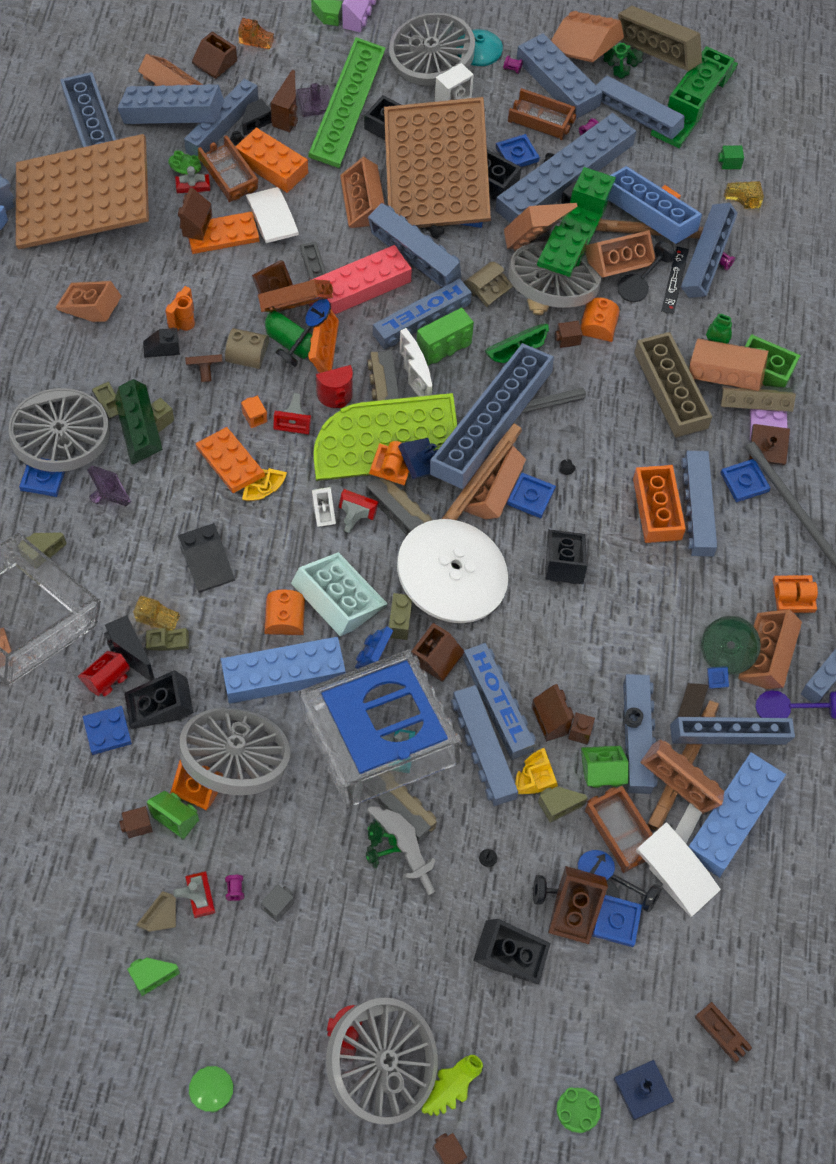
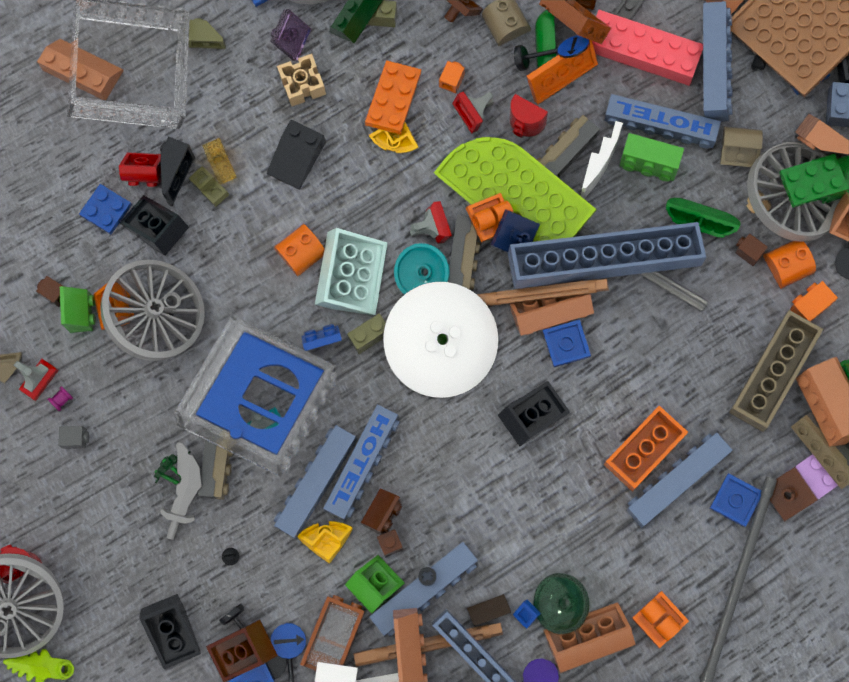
camera: 60 degrees right, 15 degrees up
(152, 507) = (296, 89): none -> tan brick
(281, 669) = (252, 288): medium blue brick -> none
(323, 506) = (413, 199): white slope -> none
(377, 531) = (413, 261): none -> teal dish
(438, 652) = (360, 386): reddish brown slope -> none
(560, 802) = (315, 573): olive slope -> none
(567, 467) = (619, 350): black piece -> none
(641, 325) = (814, 302): none -> orange brick

